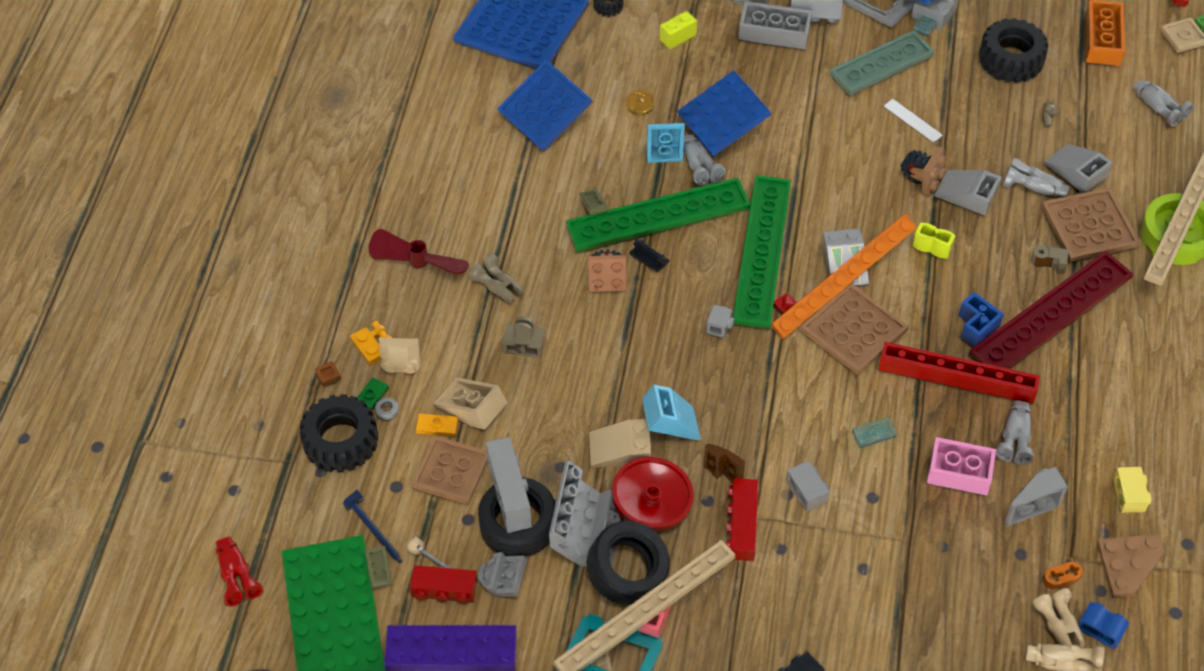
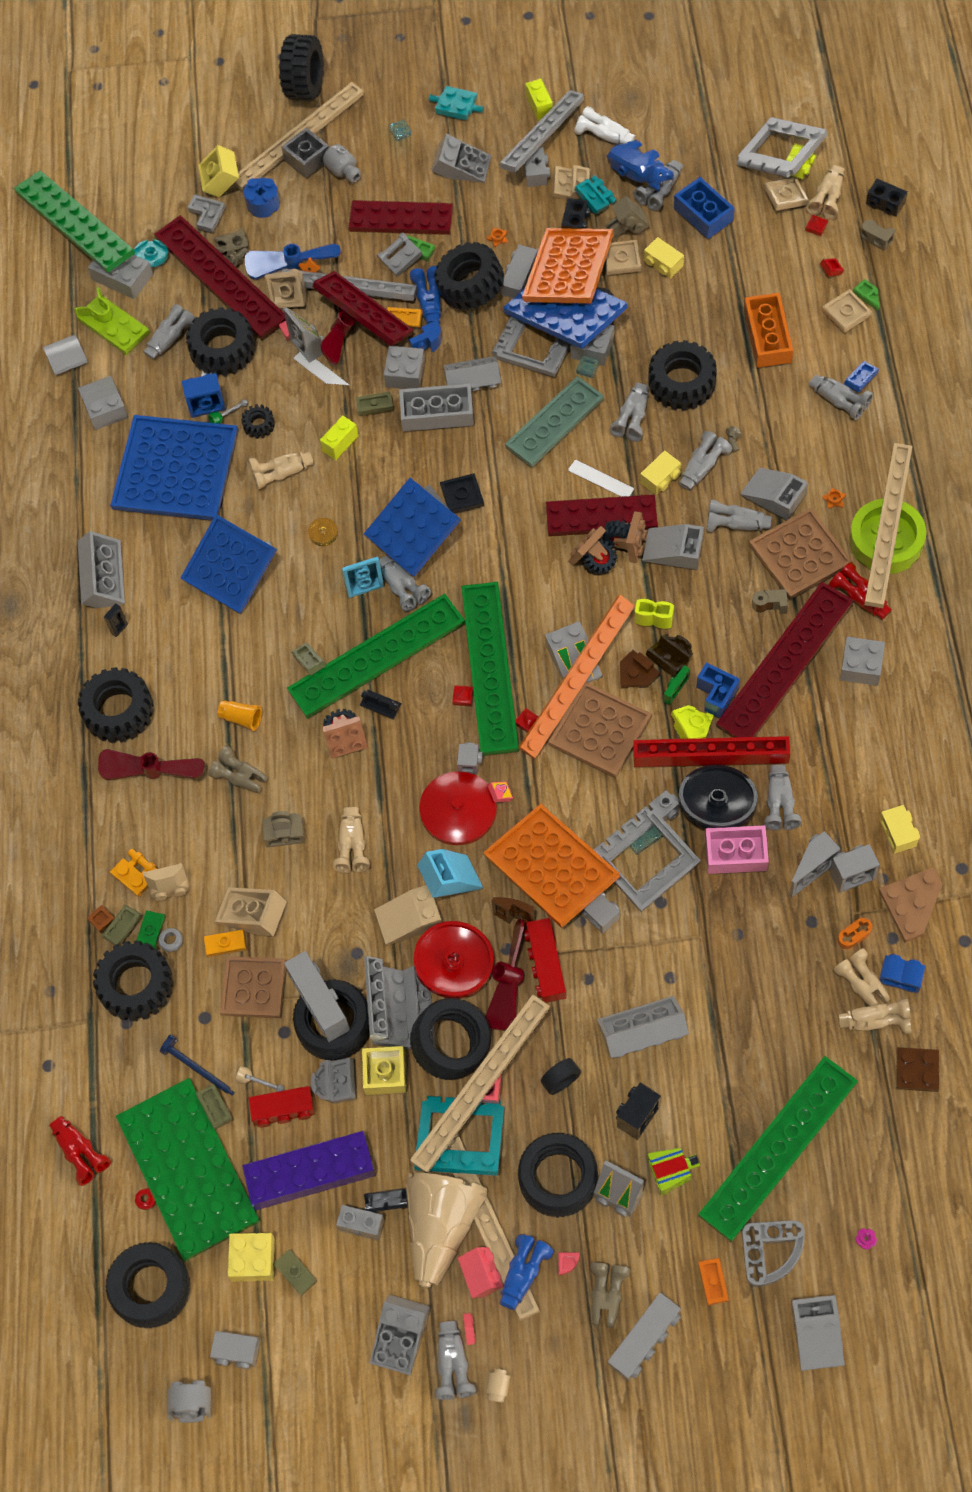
camera: 10 degrees left, 10 degrees up
(283, 640) = (144, 1205): none -> red plate
(345, 383) = (121, 925): none -> olive plate
(400, 178) = (110, 684): none -> black tyre
(426, 126) = (115, 620): none -> black plate
(427, 86) = (100, 570): none -> light grey slope
(516, 232) = (240, 714): none -> light orange plant
(553, 576) = (384, 1070): none -> light yellow brick
(585, 362) = (351, 838): none -> tan piece
(616, 41) = (280, 466): none -> tan piece
(696, 363) = (457, 808): none -> red dish
(702, 526) = (504, 1001): none -> dark red piece
(718, 11) = (374, 403): none -> olive plate
(727, 628) = (560, 1076): none -> black tyre
(729, 268) = (462, 695): none -> red tile
(741, 358) = (500, 792): none -> tile
(773, 433) = (551, 865): none -> orange plate
(779, 100) = (462, 493): none -> black plate
(824, 606) = (643, 1026): none -> light grey slope
(877, 478) = (663, 879): none -> light grey hinge
(889, 176) = (594, 553): none -> plate
(894, 146) = (583, 515): none -> dark red plate
(899, 411) = (666, 806): none -> light grey brick
(904, 287) = (637, 671): none -> reddish brown plate
(939, 307) = (676, 684): none -> green plate
(941, 280) = (671, 653): none -> dark brown slope
(944, 342) = (691, 722): none -> neon yellow plate
(955, 414) = (718, 797): none -> black dish
(961, 66) = (635, 407): none -> light grey piece
(971, 126) = (660, 473): none -> light yellow brick
(1012, 126) = (701, 462): none -> light grey piece
(1077, 512) = (854, 868): none -> light grey brick
(1126, 254) = (857, 593): none -> red piece
(1129, 330) = (862, 661): none -> light grey brick
(1134, 183) = (834, 494): none -> orange plate
(1185, 91) = (861, 376): none -> plate

